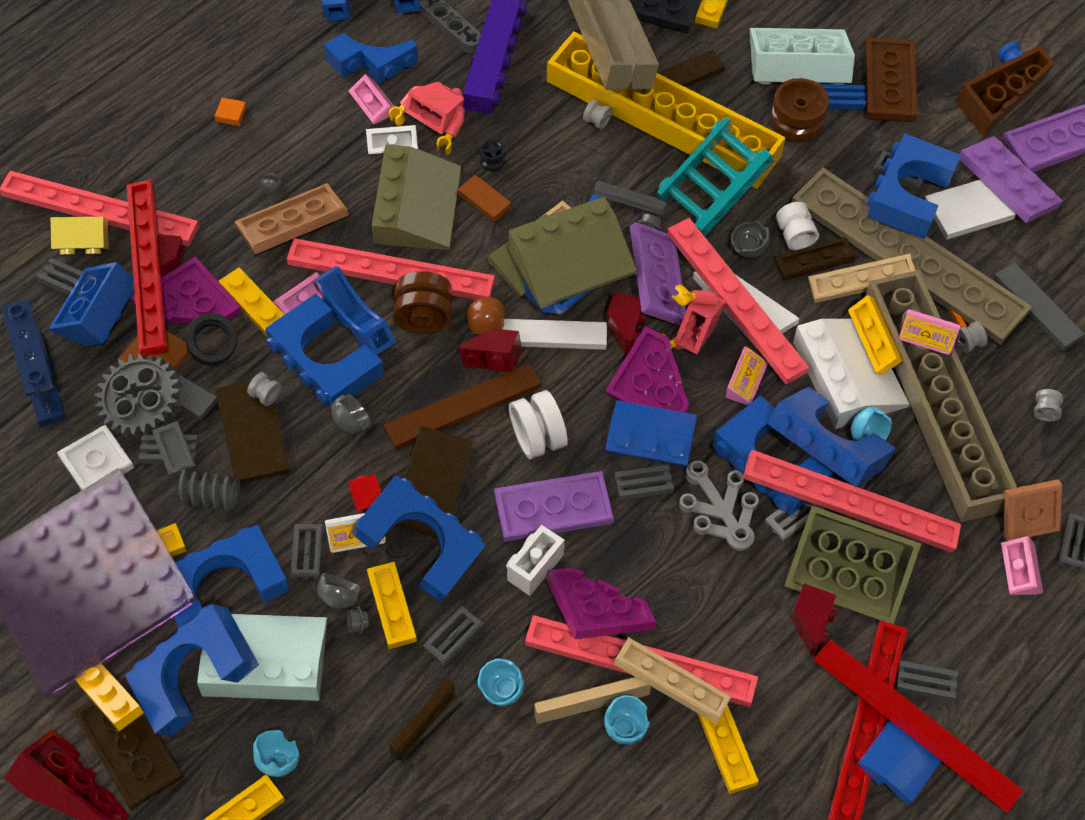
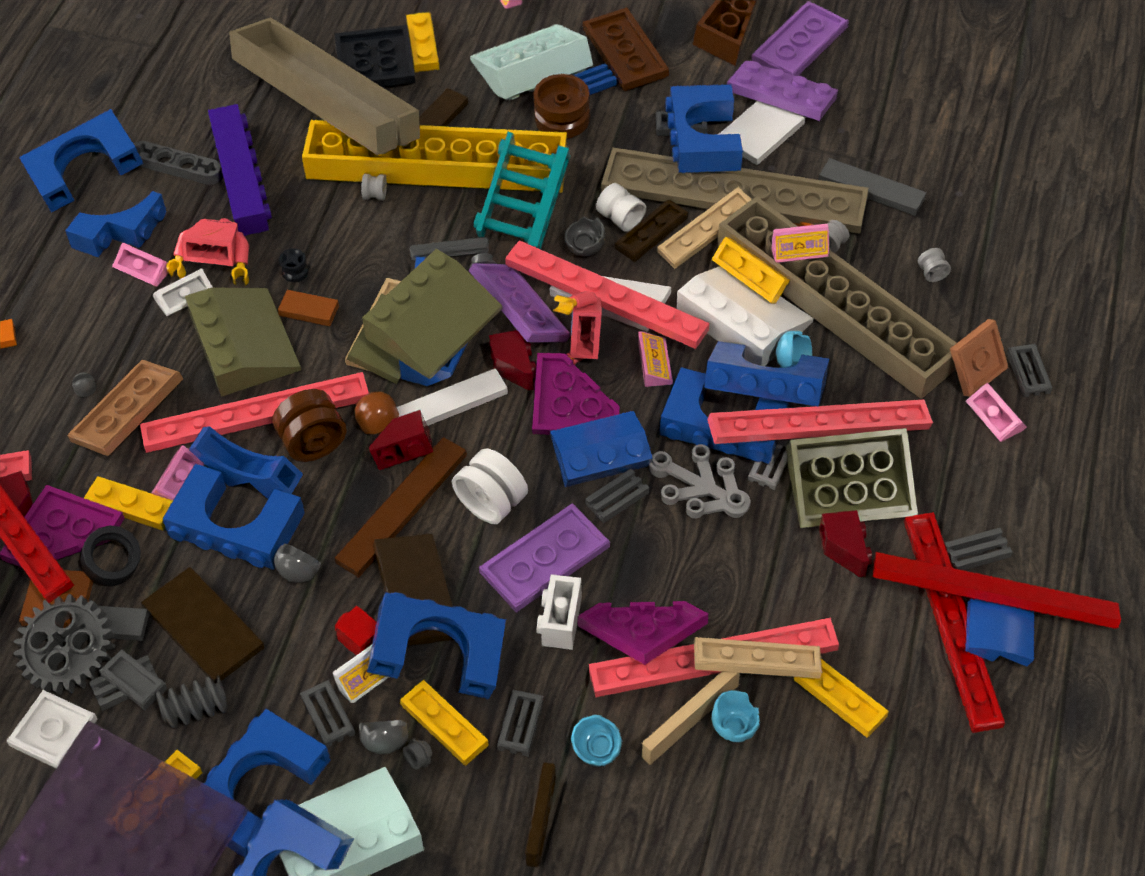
camera: 25 degrees left, 5 degrees down
(264, 389) = (195, 577): light grey wheel -> none

